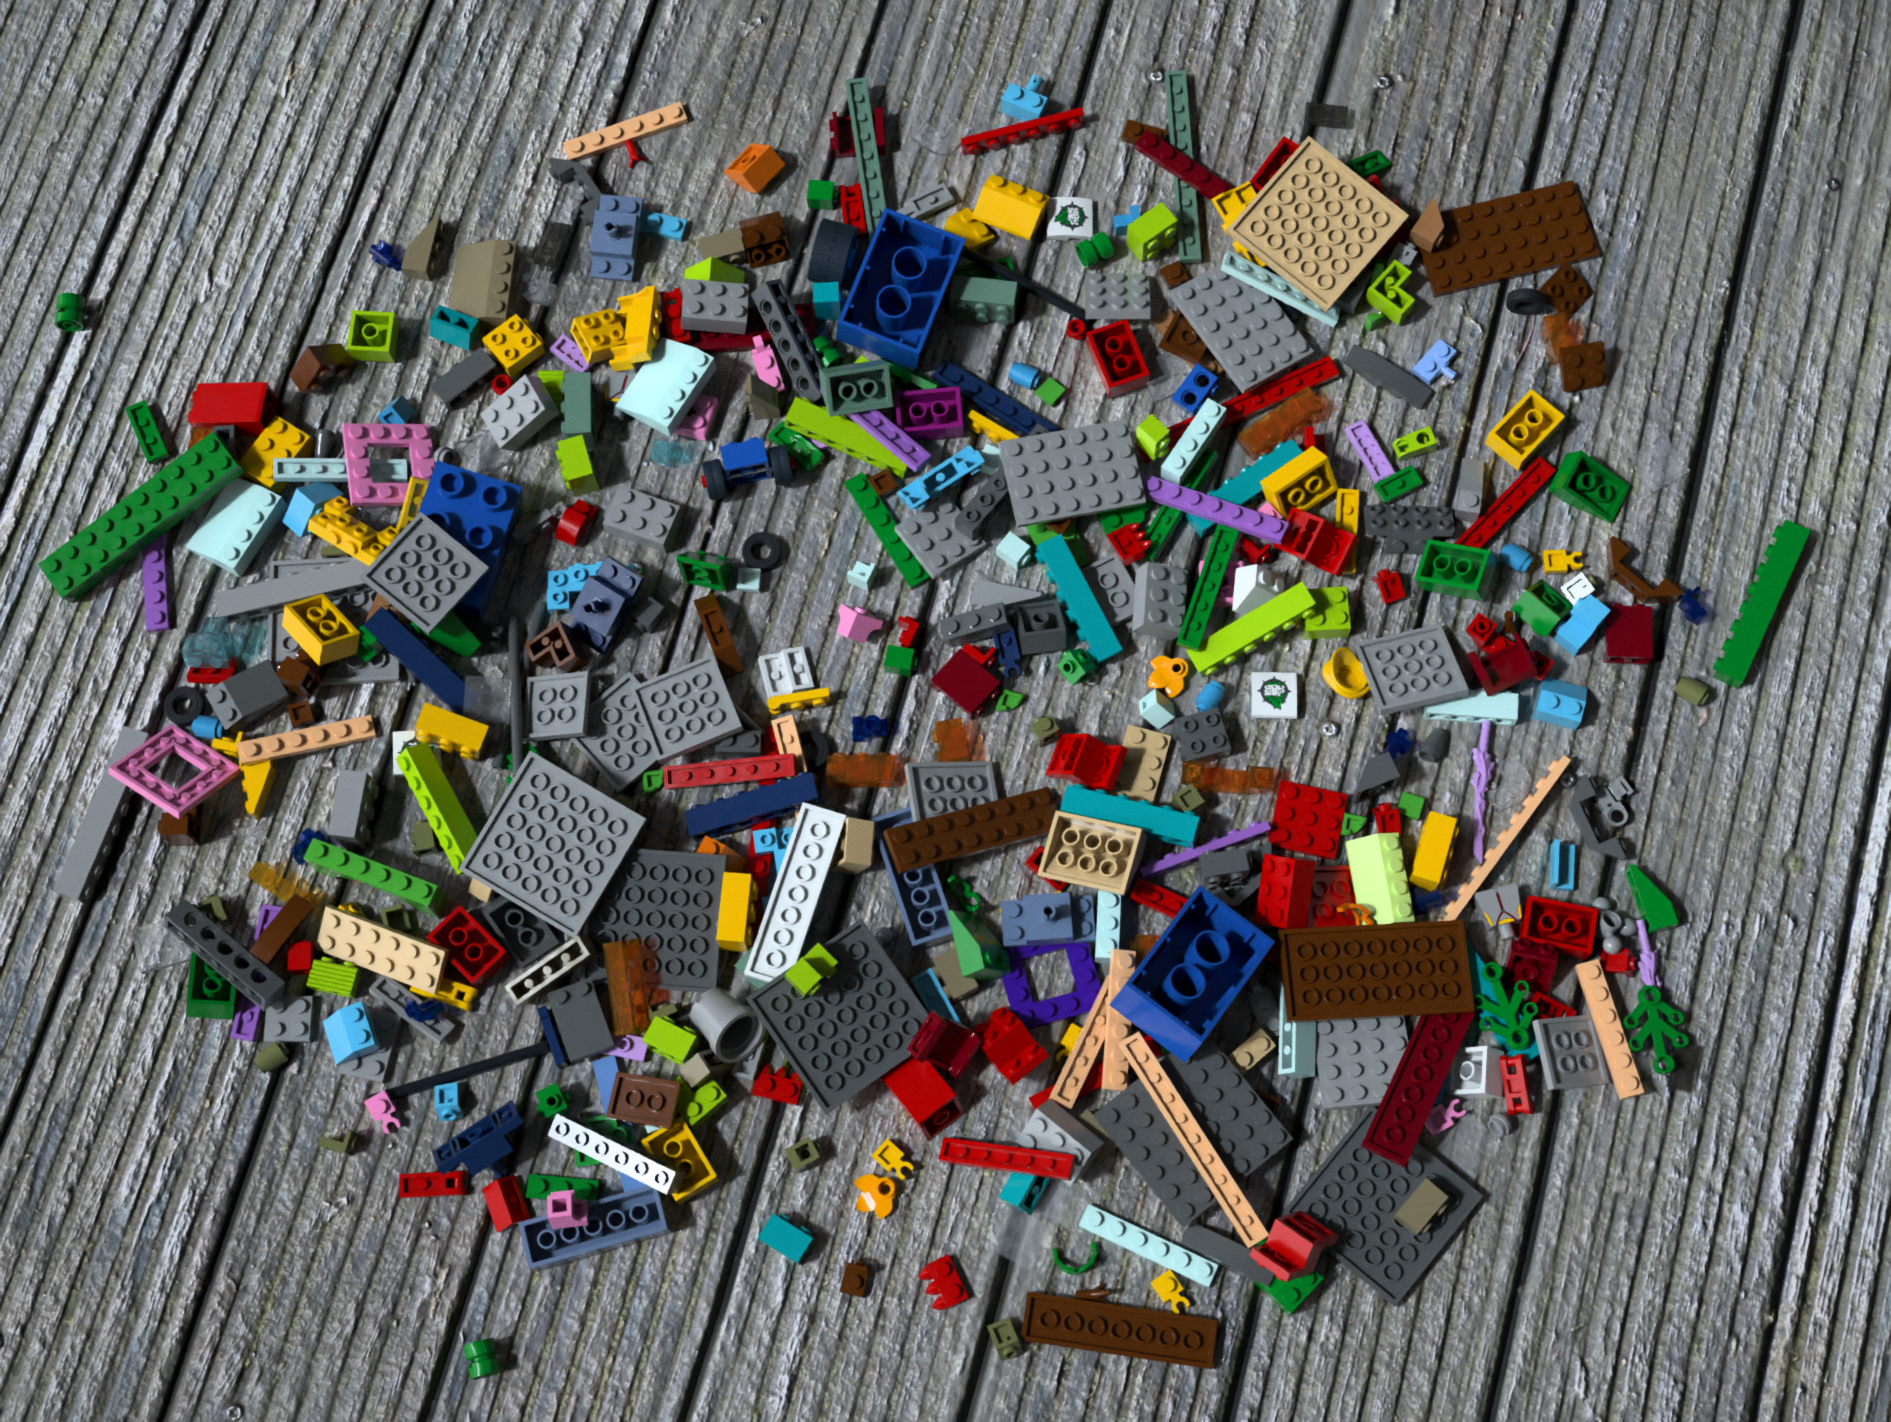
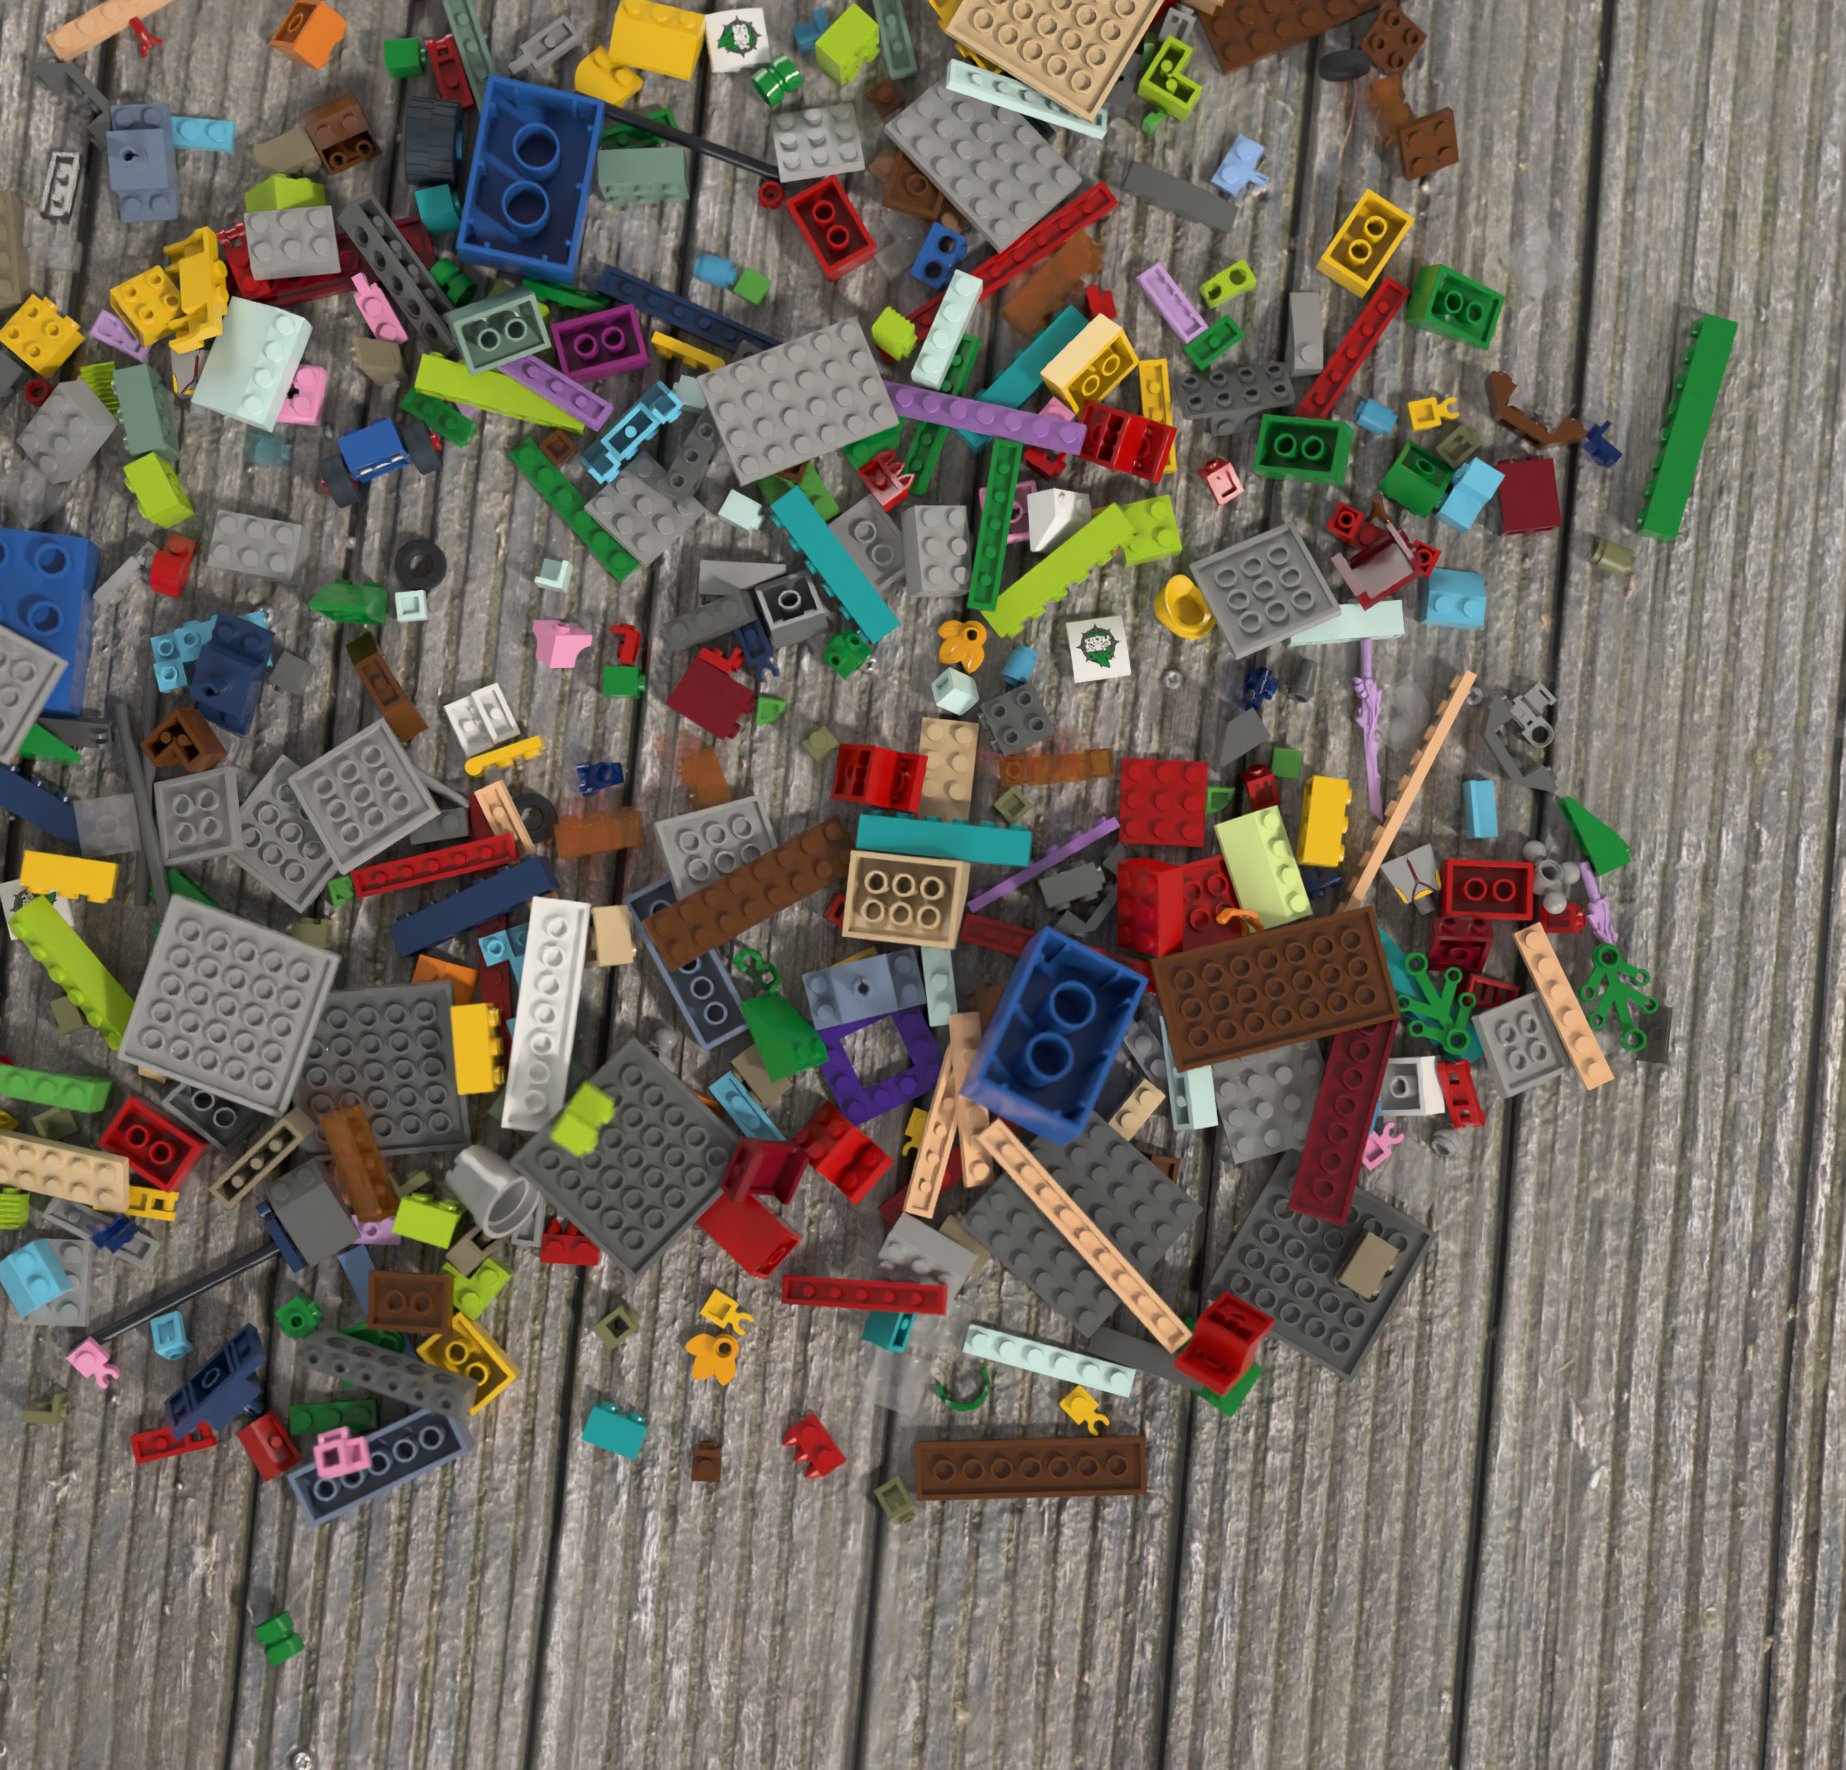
camera: 20 degrees left, 15 degrees up
(1093, 1294) = (993, 1429): reddish brown bar -> none

